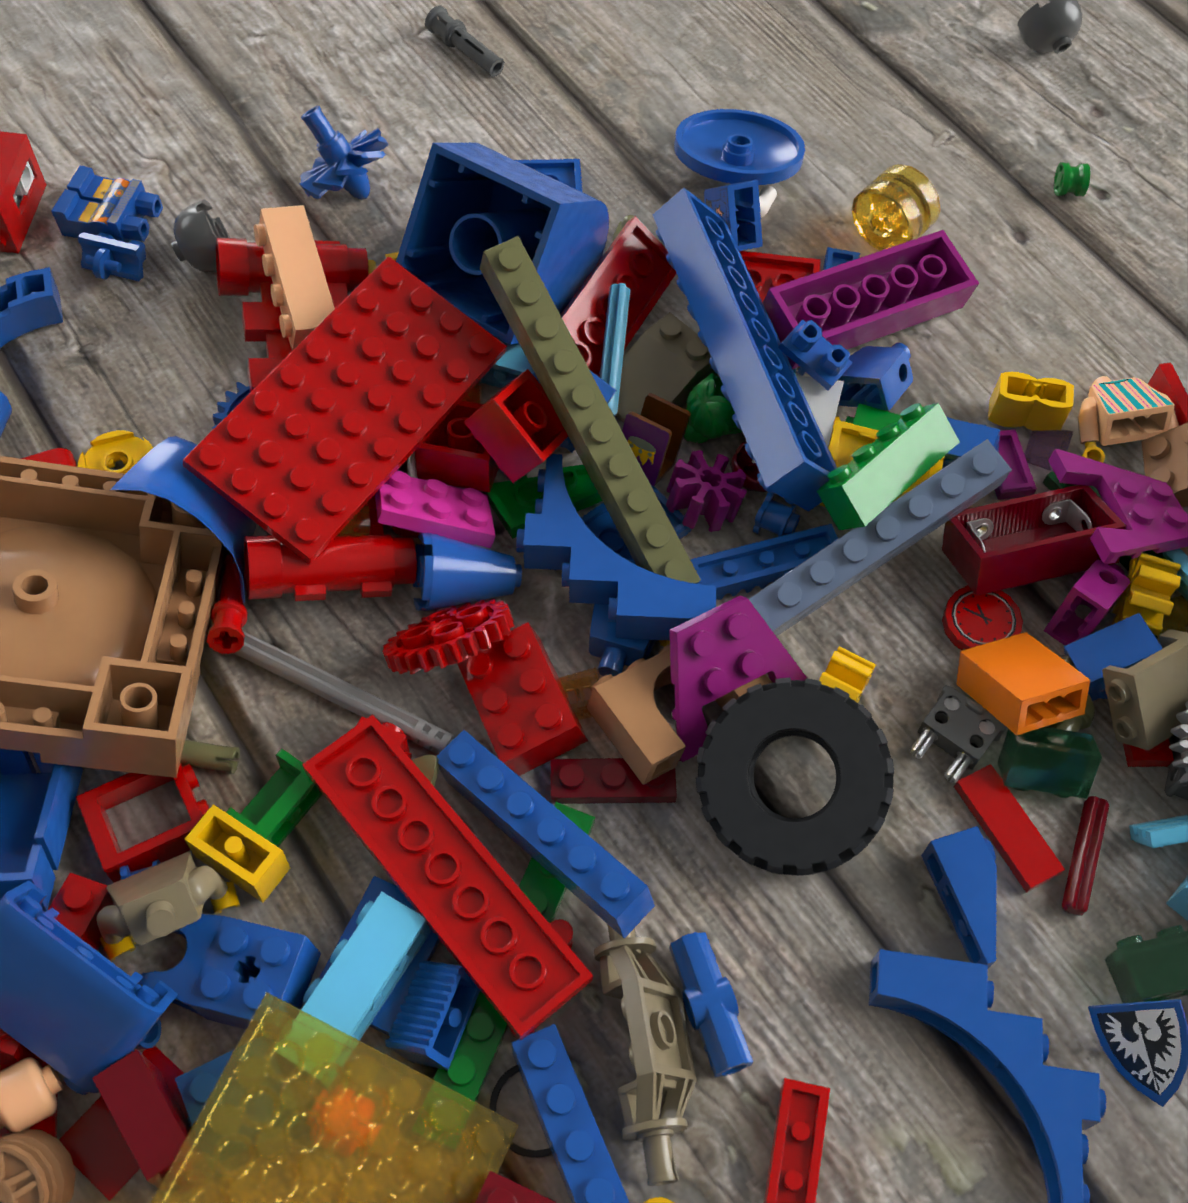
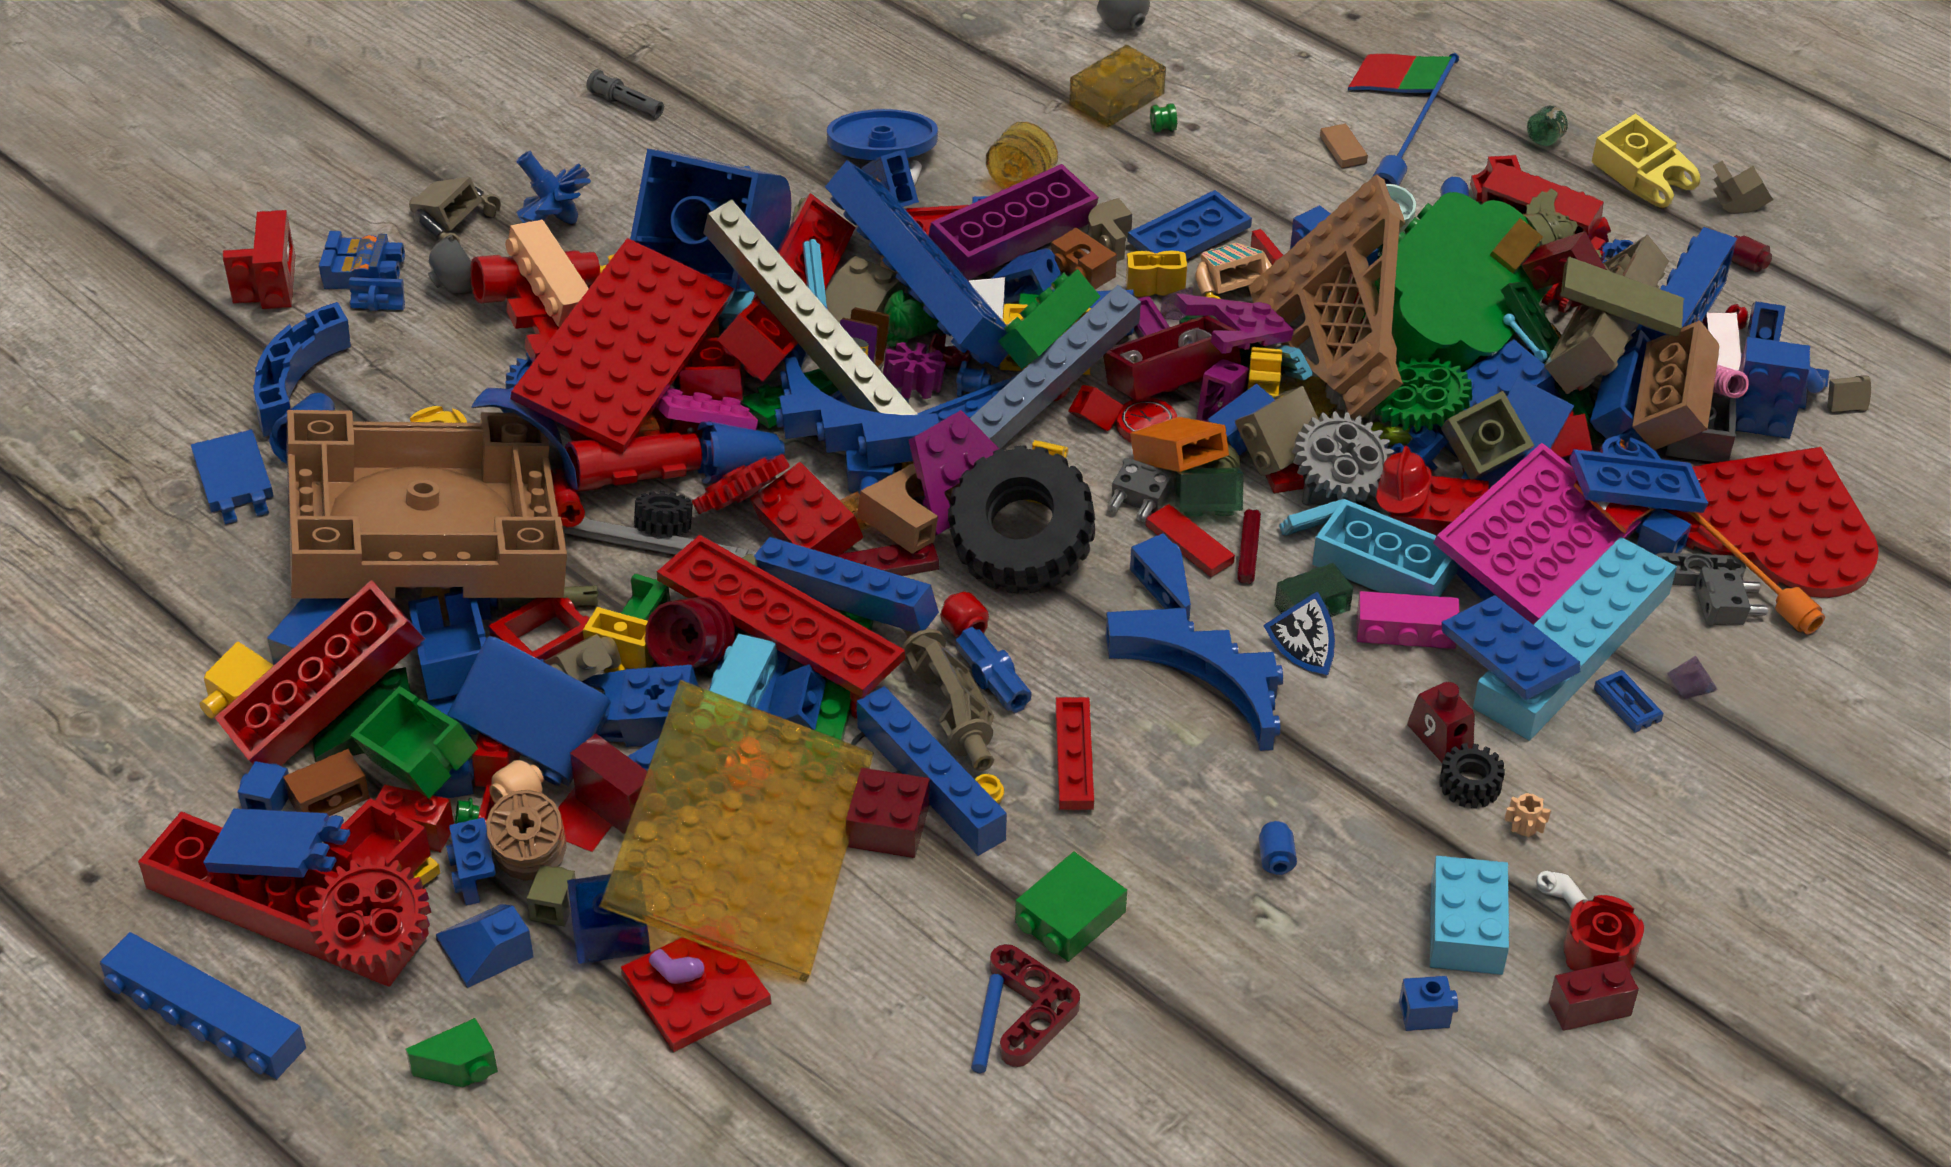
camera: 10 degrees left, 15 degrees down
(222, 153) = (448, 203): none -> dark tan torso
(318, 877) = (689, 632): none -> dark red wheel
(346, 668) = (663, 514): none -> black tyre
(690, 903) = (962, 612): none -> red head
(815, 354) = (977, 260): blue hips -> none
(920, 590) = (1096, 407): none -> red panel
(945, 374) = (1096, 266): none -> dark orange brick
(981, 322) = (1110, 225): none -> dark tan brick
(1025, 126) = (1117, 85): none -> clear yellow piece
(1080, 340) = (1192, 226): none -> blue plate

